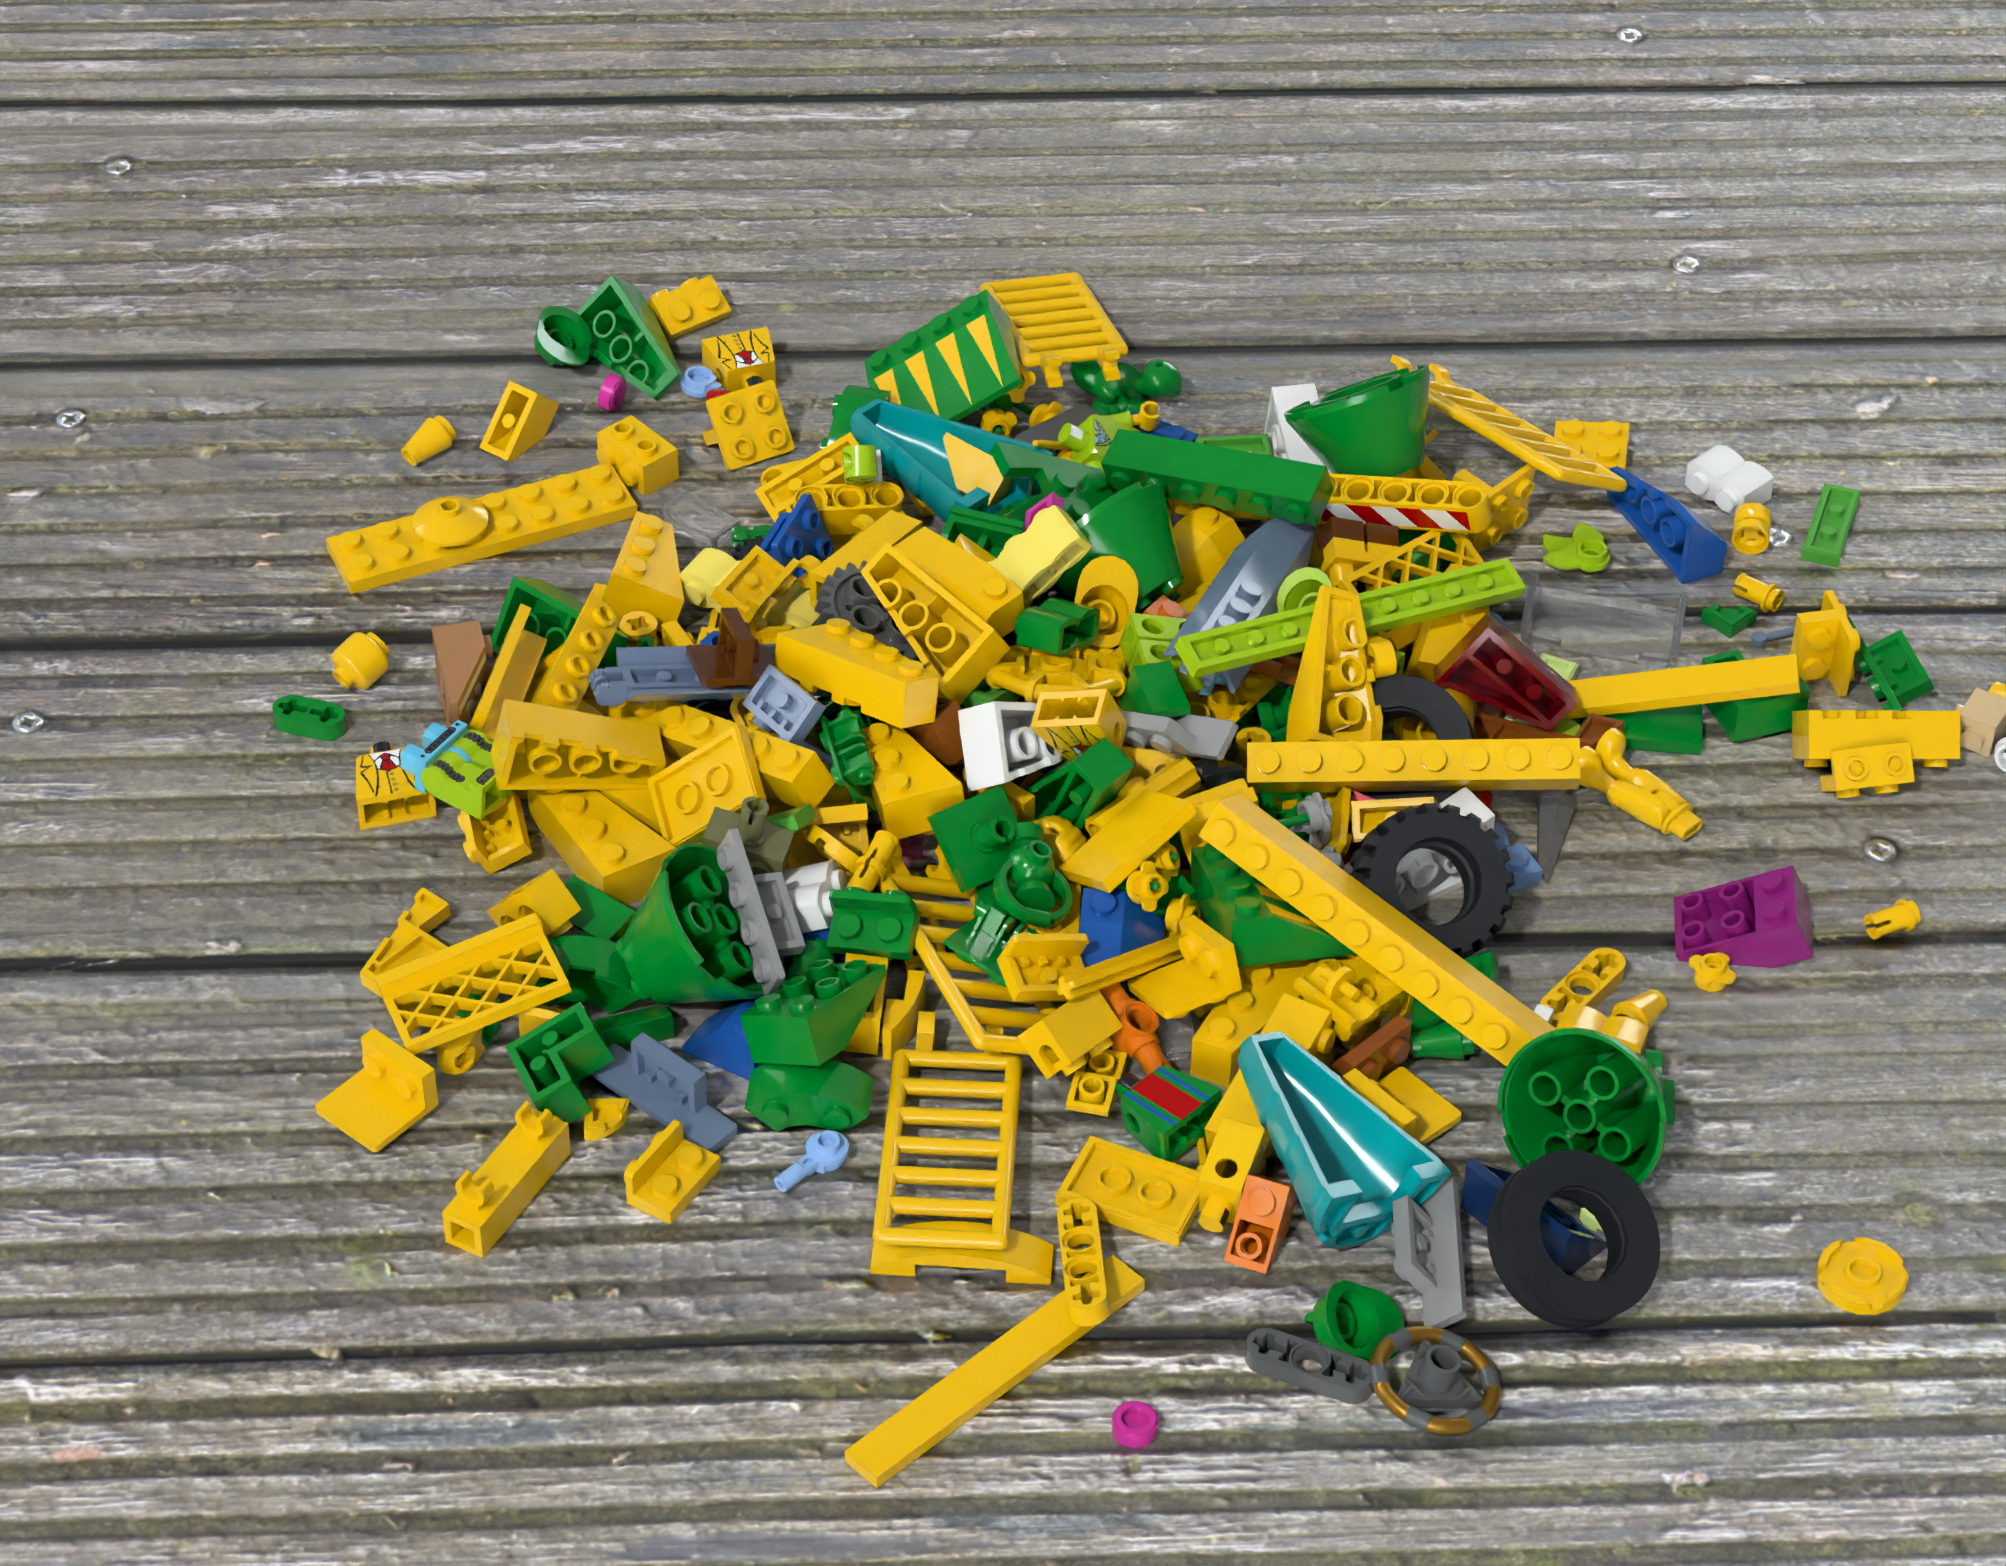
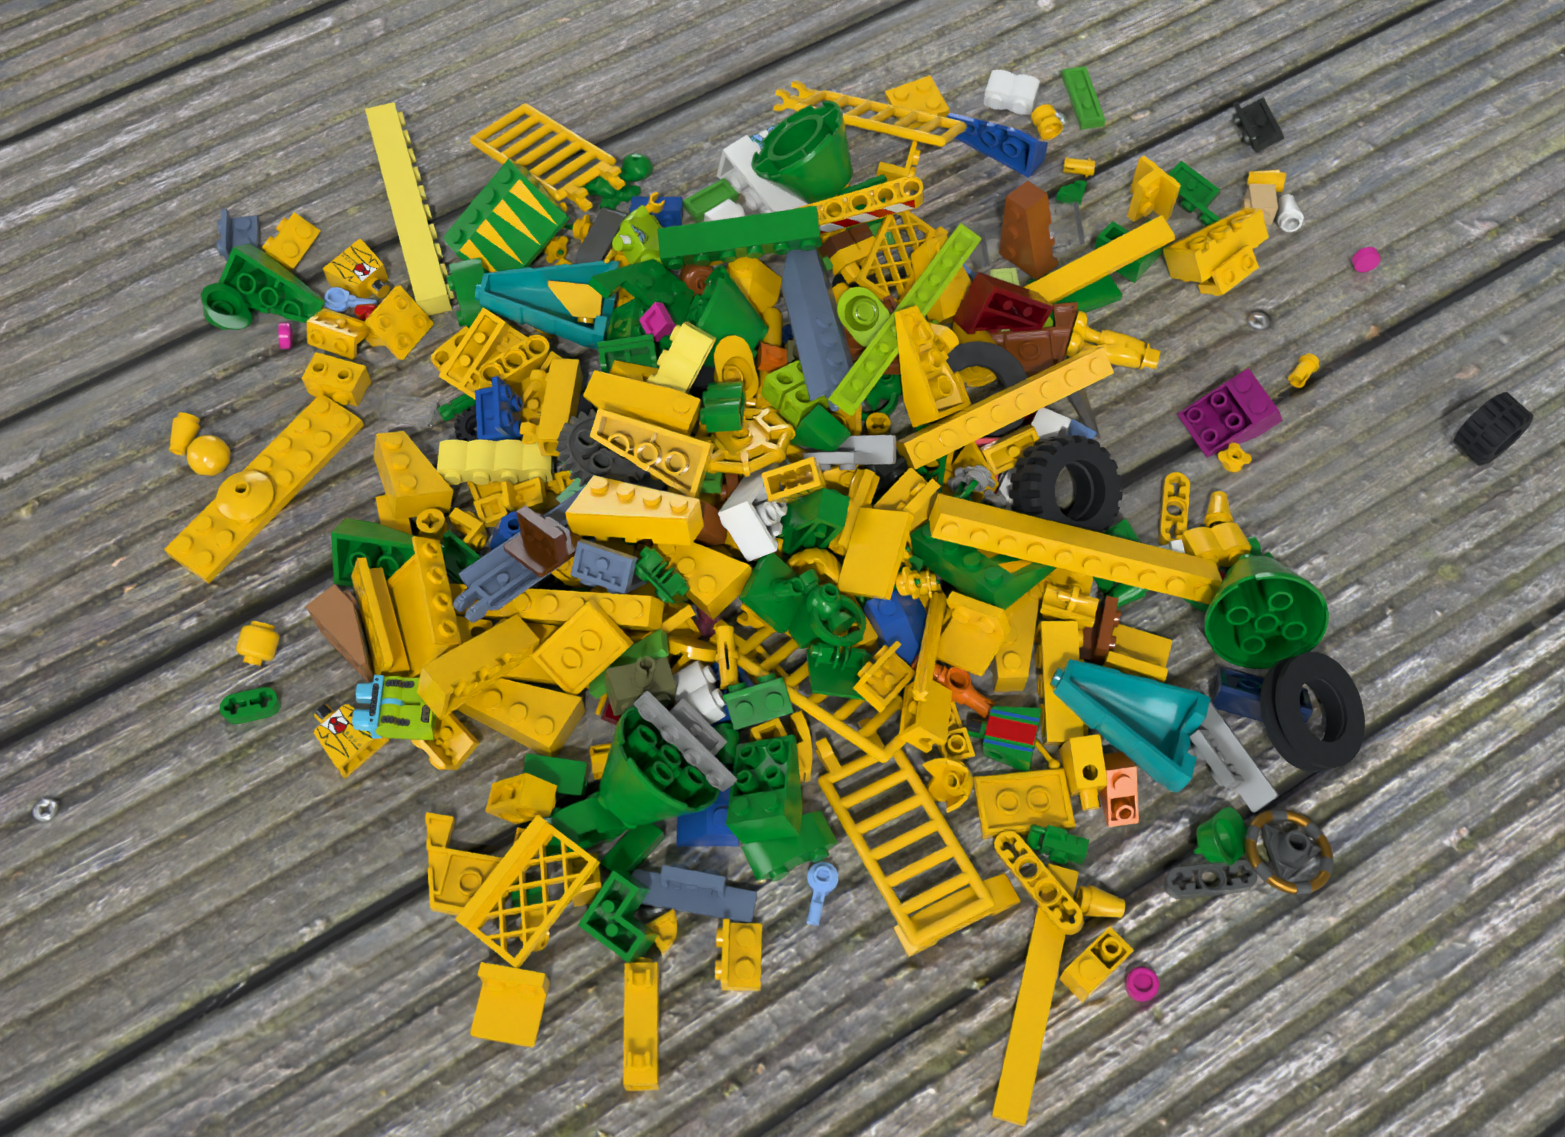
camera: 30 degrees left, 20 degrees up
(440, 471) = (208, 455): none -> yellow hair
(518, 422) = (237, 390): yellow slope -> none
(644, 275) = (237, 232): none -> sand blue bracket
(671, 411) = (336, 332): none -> yellow bracket
(754, 584) = (501, 462): yellow bracket -> none
(851, 321) = (408, 210): none -> light yellow brick
(862, 464) = (509, 333): lime leg -> none
(1061, 1119) = (944, 785): none -> yellow piece
(1084, 1367) = (1095, 964): none -> yellow slope
(1141, 1242) = (1058, 844): none -> green piece
(1143, 1318) = (1099, 902): none -> yellow cone
(1582, 551) = (958, 182): lime plate -> none
(1605, 609) = (1026, 231): none -> dark orange wedge
(1759, 639) = (1098, 198): sand blue hinge -> none
(1862, 1276) = (1452, 636): yellow tile -> none

